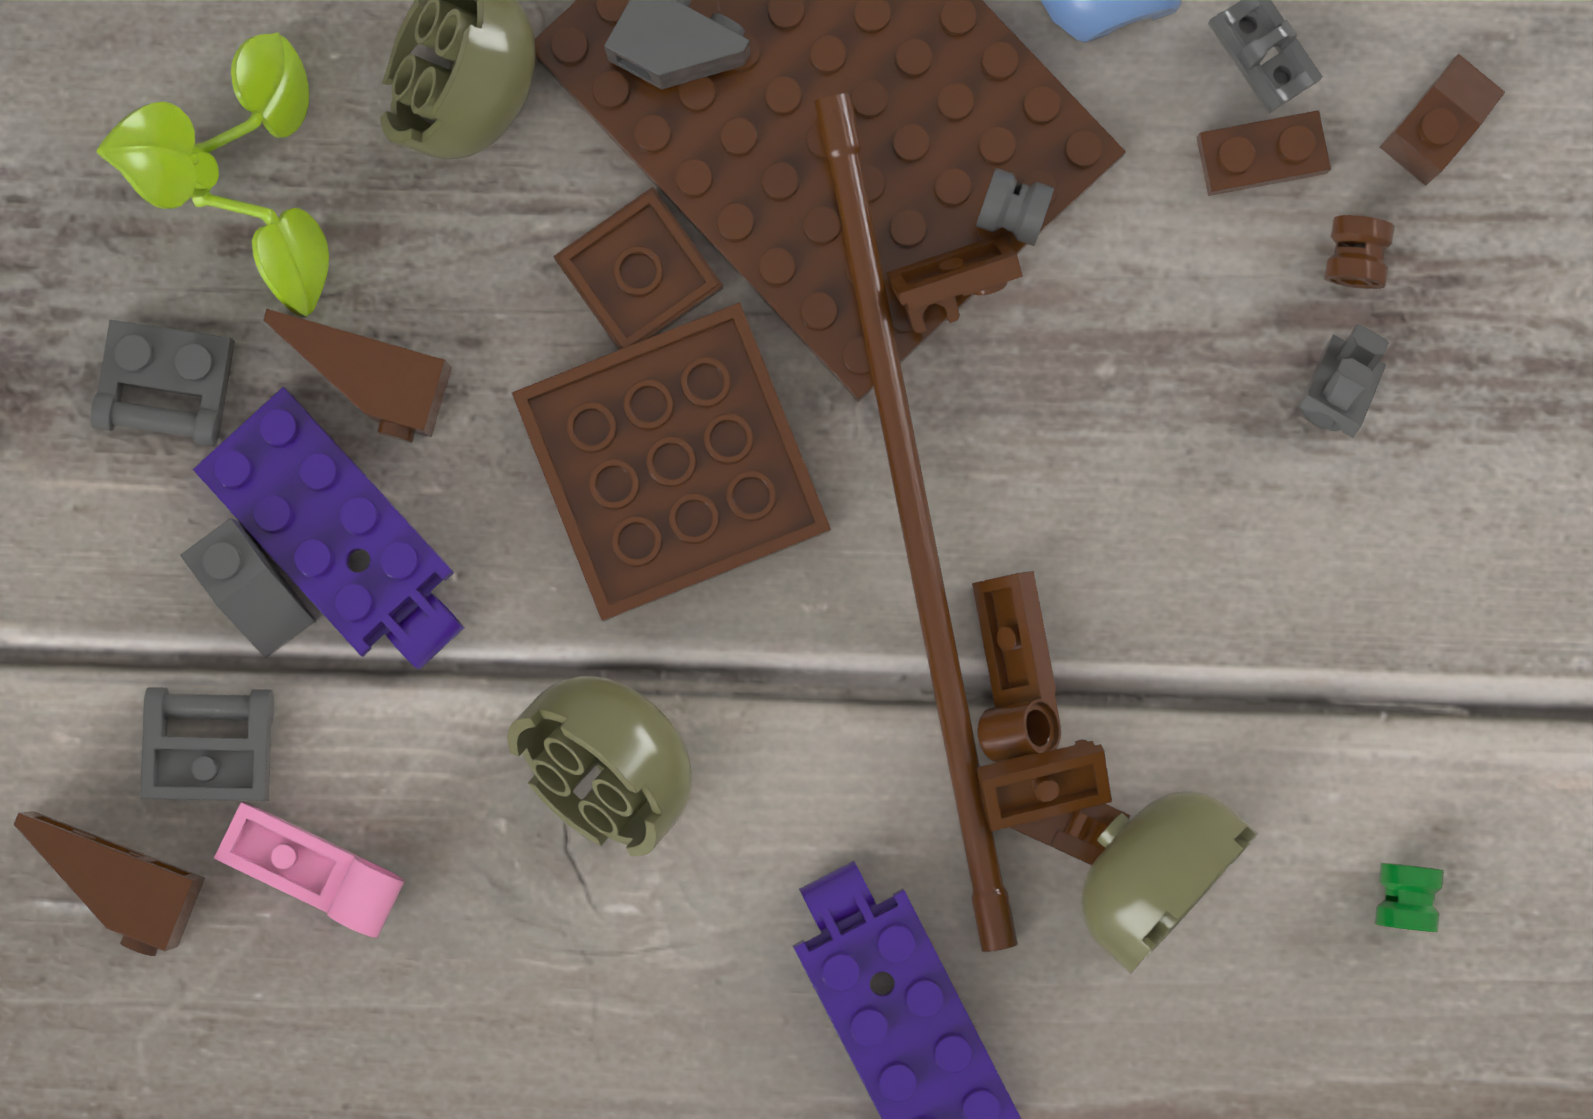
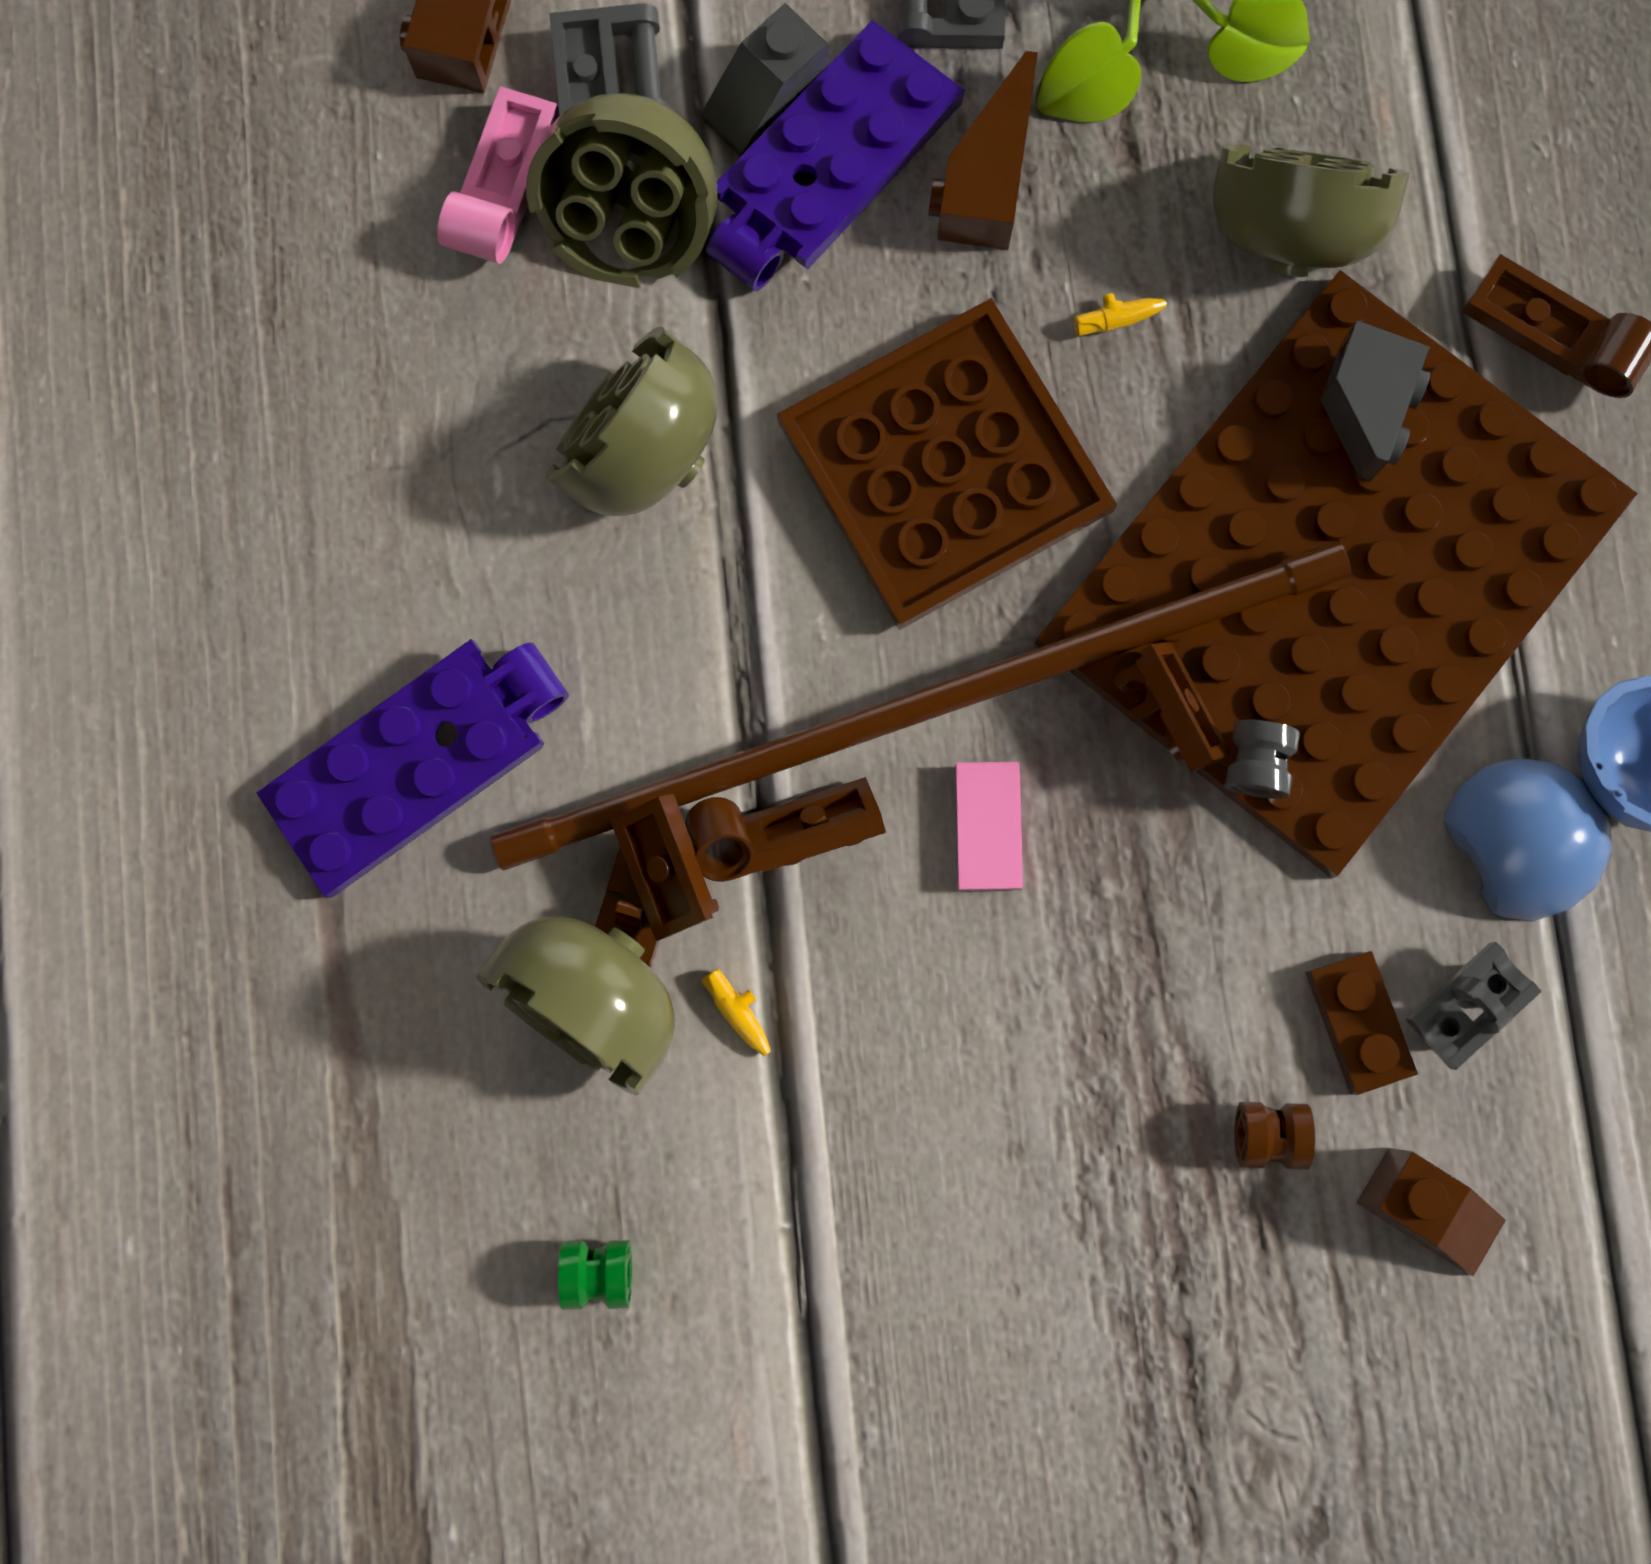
camera: 85 degrees right, 5 degrees down
(326, 724) = (628, 159): none -> olive cylinder
(539, 270) = (1116, 314): none -> yellow helmet
(638, 271) = (1133, 409): reddish brown tile -> none
(1034, 472) = (988, 826): none -> bright pink tile
(1178, 735) = (737, 1011): none -> yellow helmet
(1345, 381) = (1134, 1135): dark grey hips -> none

